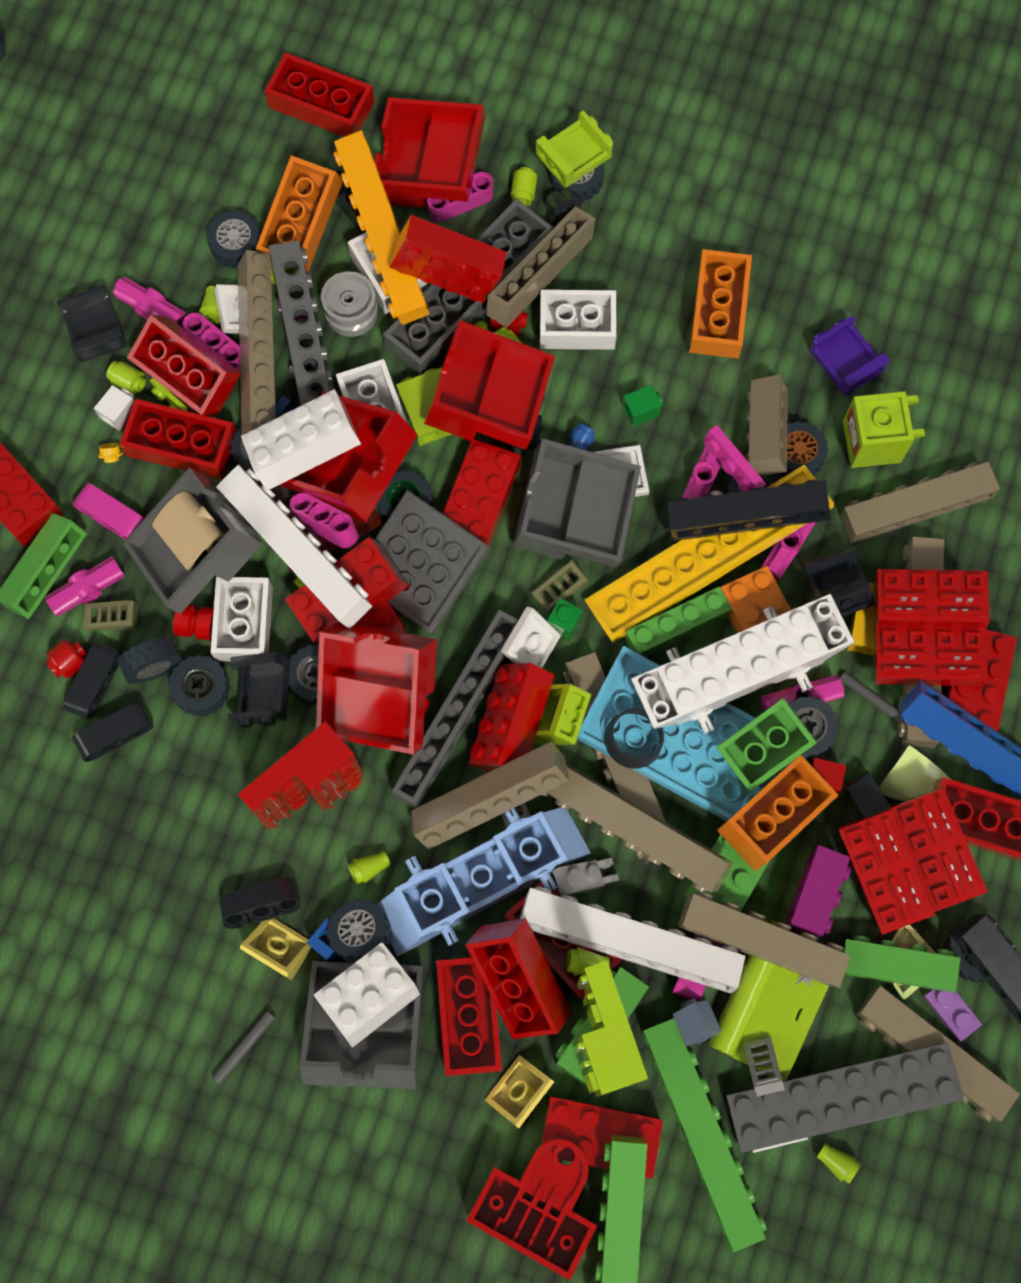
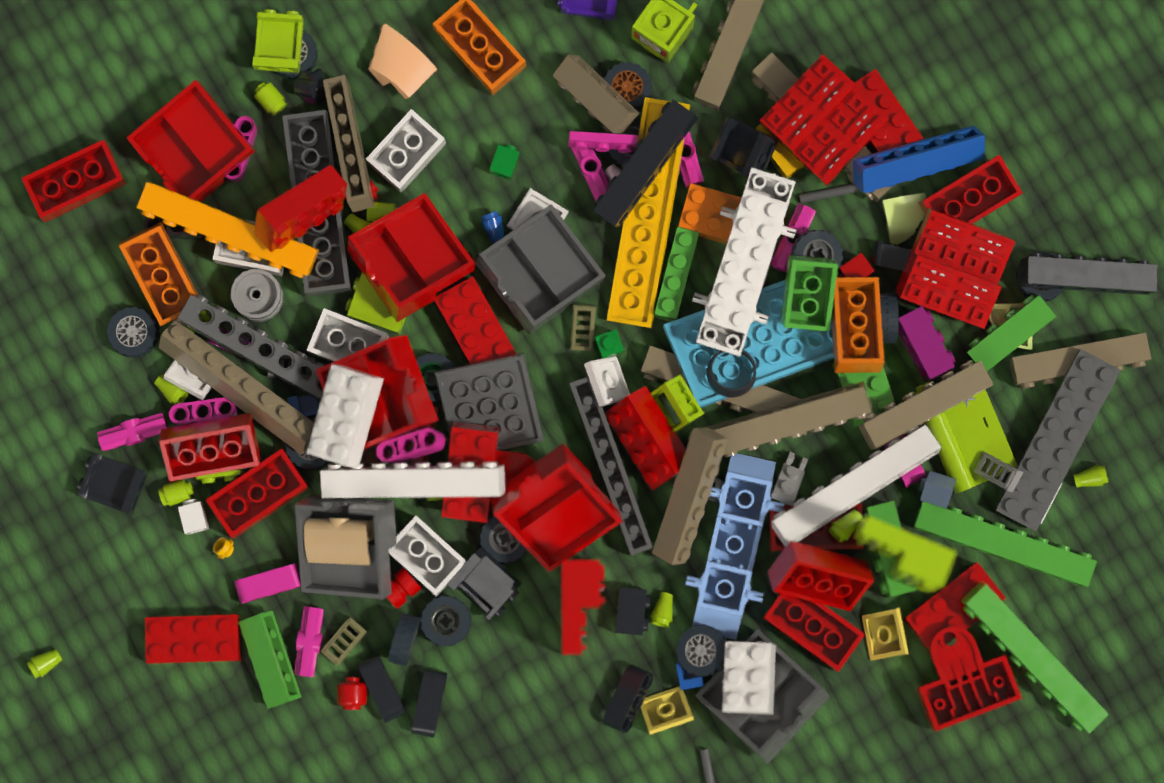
camera: 50 degrees left, 10 degrees up
(343, 839) = (631, 611): none -> black brick
(646, 257) = (399, 62): none -> light nougat slope
(809, 837) = (889, 317): none -> black wheel
(953, 1013) = (1066, 326): medium lavender plate -> none

